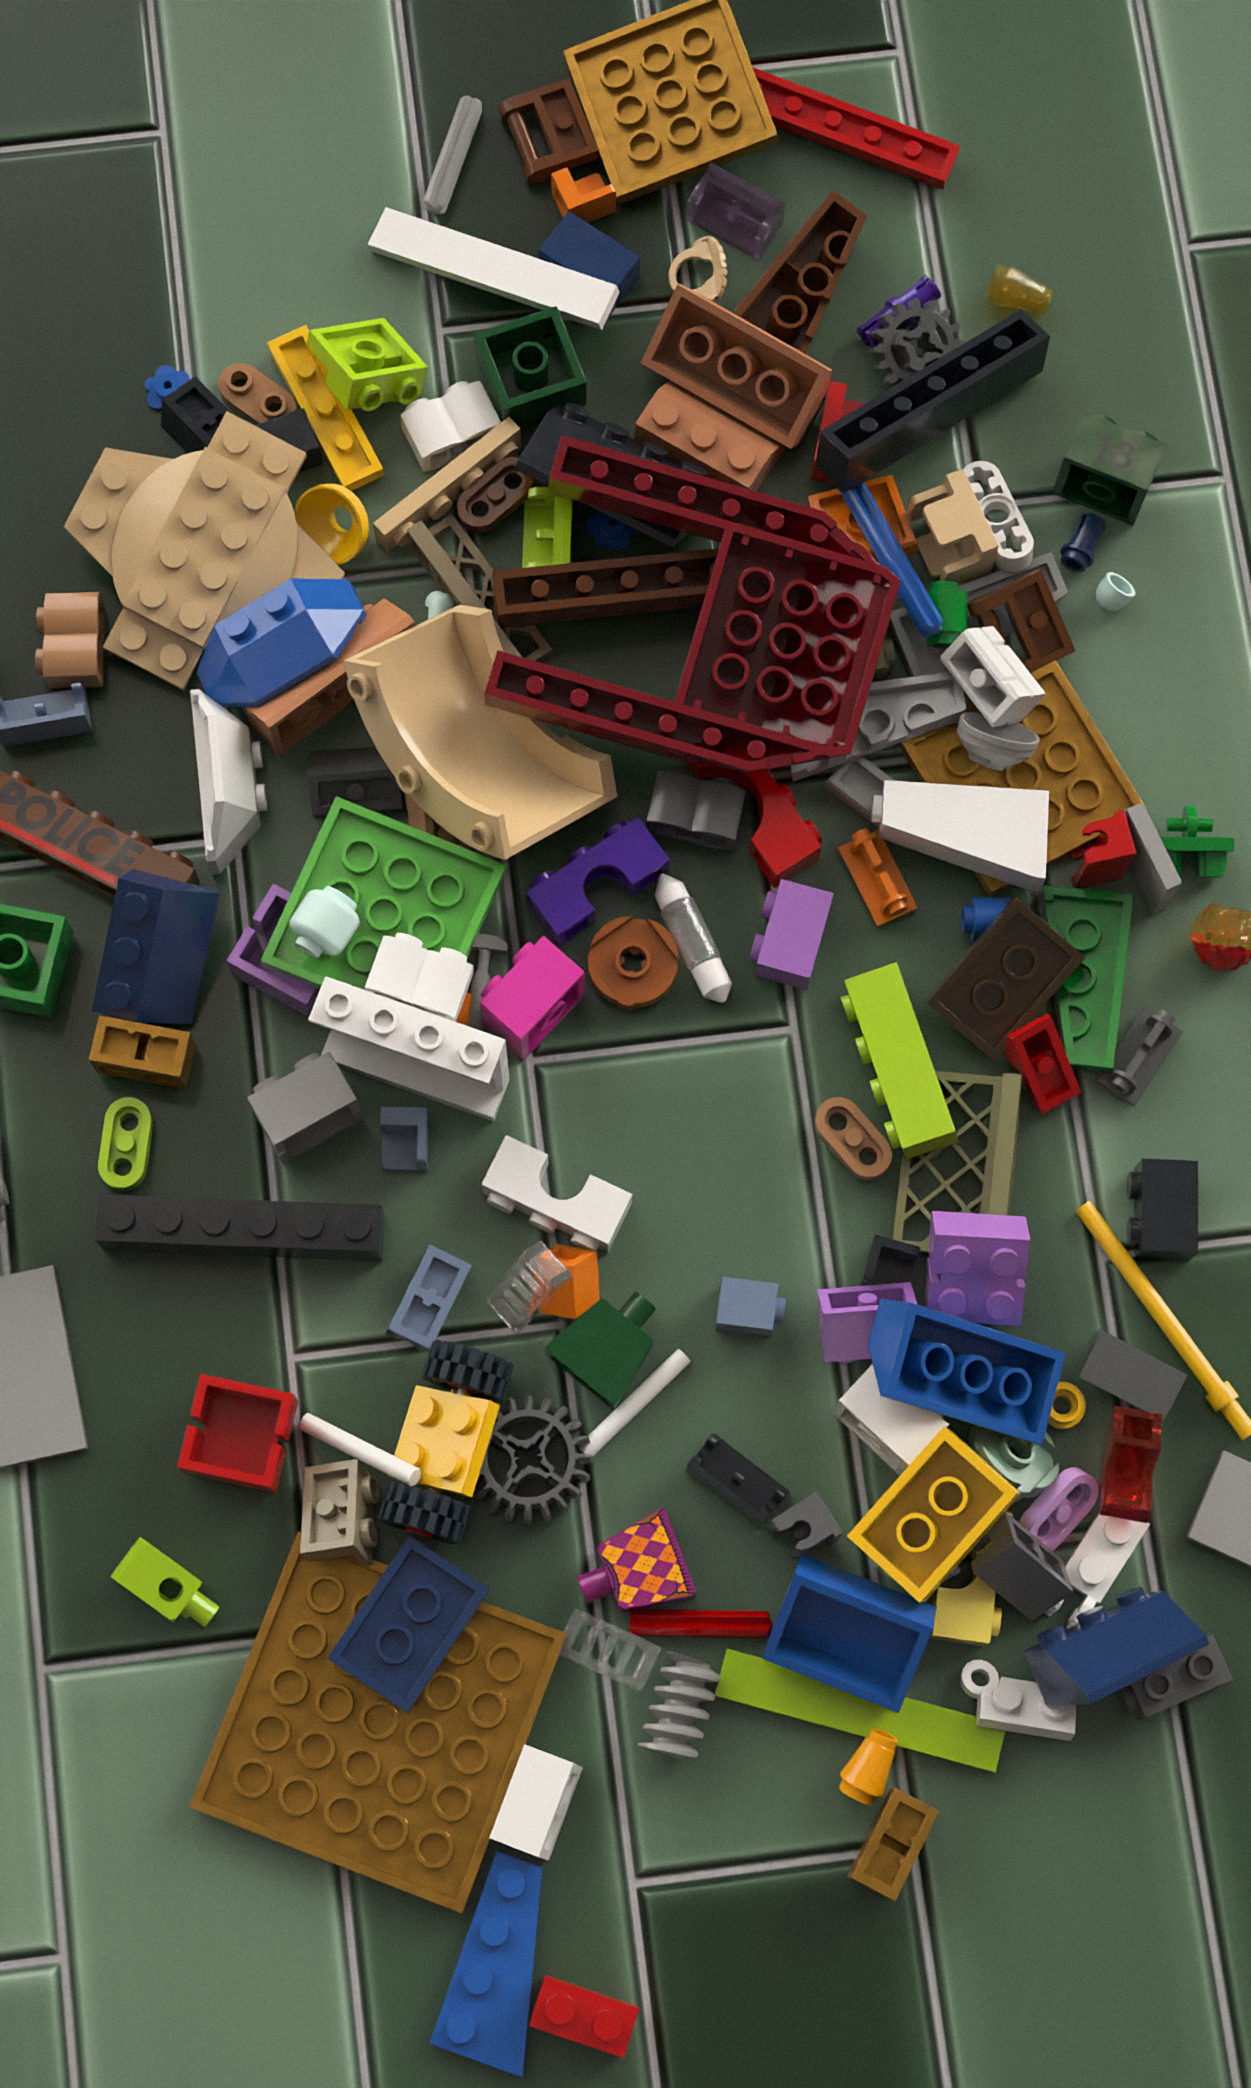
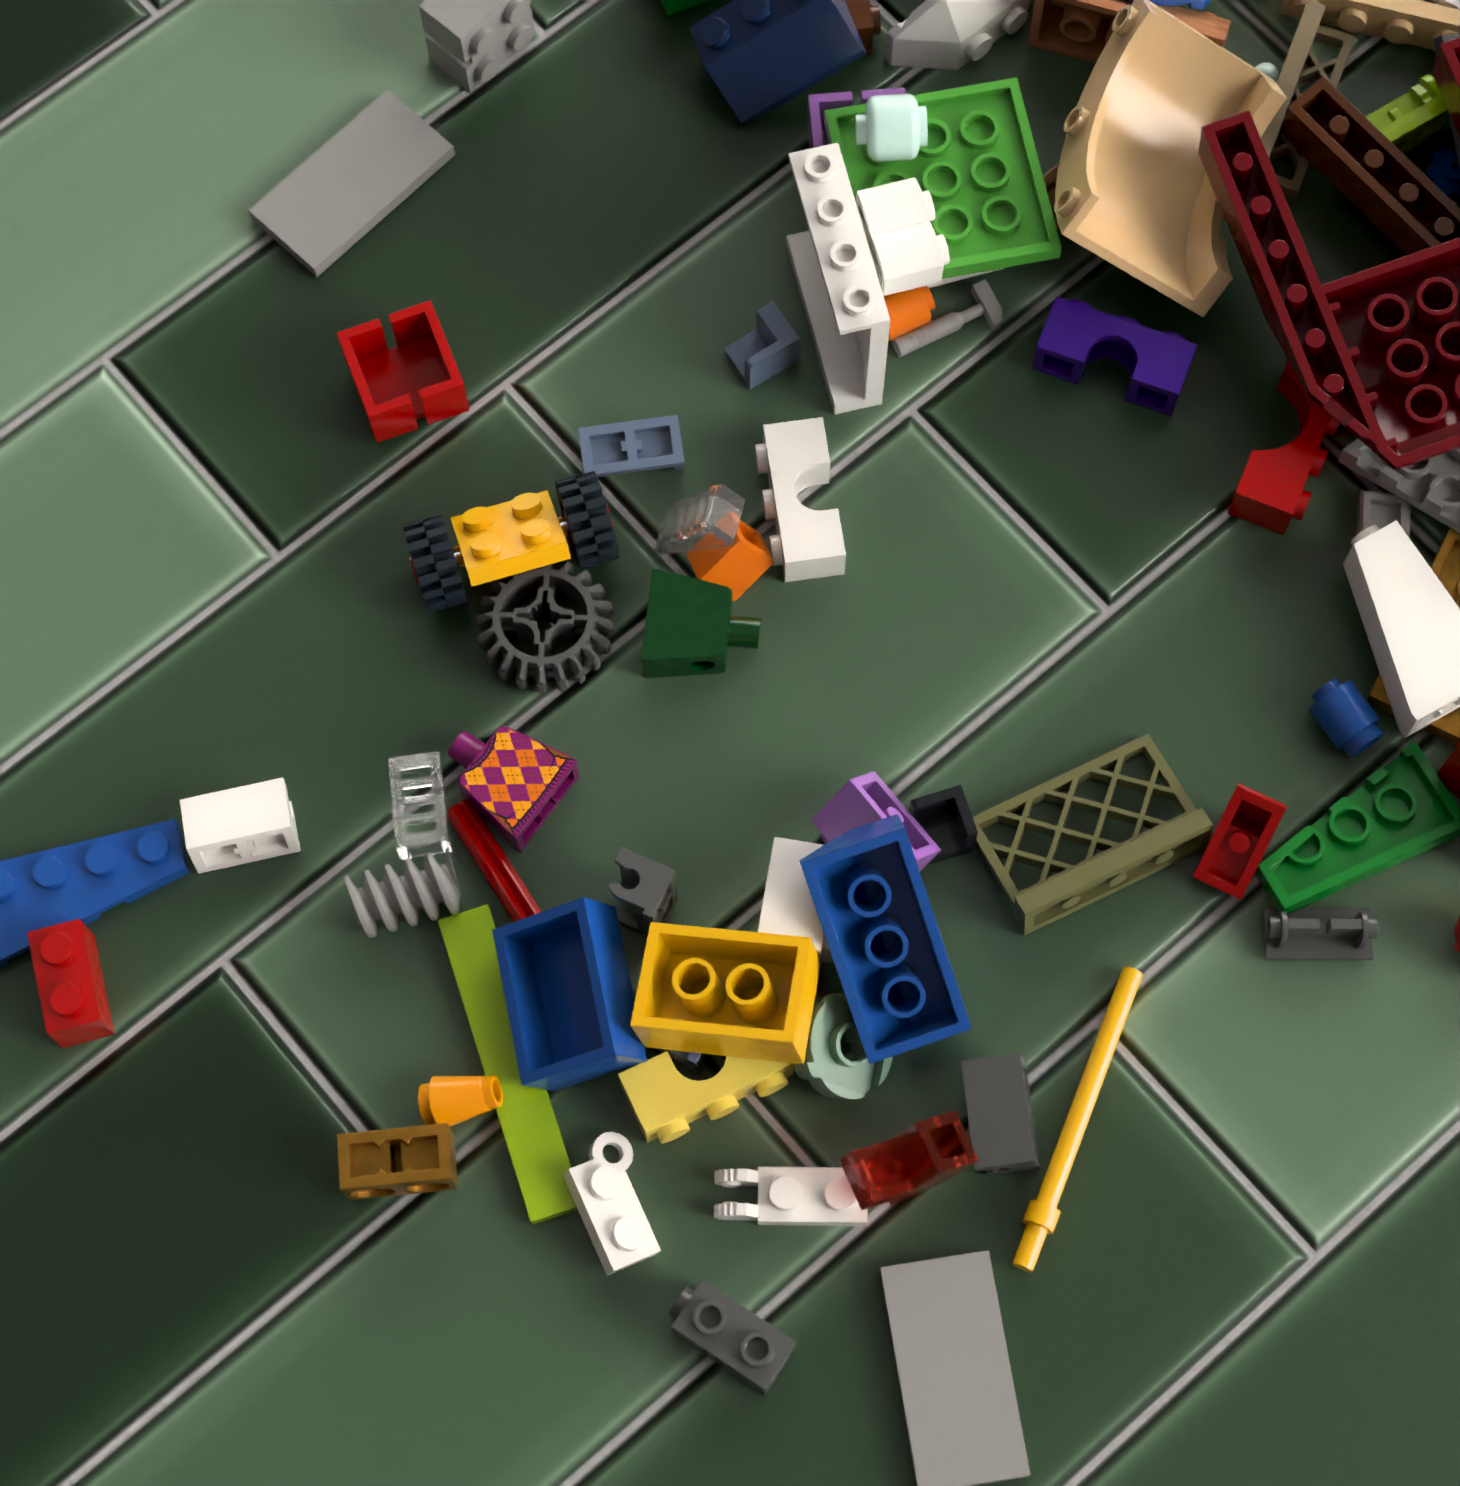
camera: 60 degrees right, 5 degrees down
(124, 1145) = (595, 135): lime plate -> none
(142, 1052) = (684, 92): pearl gold brick -> none
(142, 1574) = (232, 390): lime torso -> none
(240, 1227) = (589, 266): black brick -> none
(305, 1106) = (727, 242): light grey piece -> none
(339, 1512) = (388, 495): dark tan bracket -> none
(351, 1773) = (229, 649): pearl gold plate -> none
(354, 776) = (1047, 101): dark grey panel -> none
(360, 1449) = (456, 478): white bar -> none
(408, 1624) = (325, 610): dark blue plate -> none
(492, 494) = (1399, 52): reddish brown plate -> none
(532, 996) = (963, 360): dark pink brick -> none
(635, 1402) = (661, 687): white bar -> none
(637, 937) = (1059, 459): dark orange plate -> none
(692, 938) = (1124, 469): piece -> none
(695, 809) = (1245, 394): dark grey brick -> none
(736, 1480) = (651, 809): black hinge -> none
(749, 1307) = (816, 725): sand blue brick -> none
(792, 935) = (1194, 548): medium lavender brick -> none
(854, 1139) = (1042, 723): medium nougat plate -> none
(877, 877) = (1306, 590): orange hinge -> none
(900, 1061) = (1143, 712): lime brick -> none
(979, 1266) = (994, 892): medium lavender piece -> none
(1004, 978) = (1296, 752): dark brown plate -> none
(1021, 1568) = (737, 1116): dark grey hinge -> none
(1061, 1506) = (820, 1126): lavender plate -> none
(1077, 1406) = (928, 1053): yellow plate -> none
(1112, 1647) = (717, 1246): dark blue slope -> none
(1164, 1209) = (1183, 1045): black brick -> none

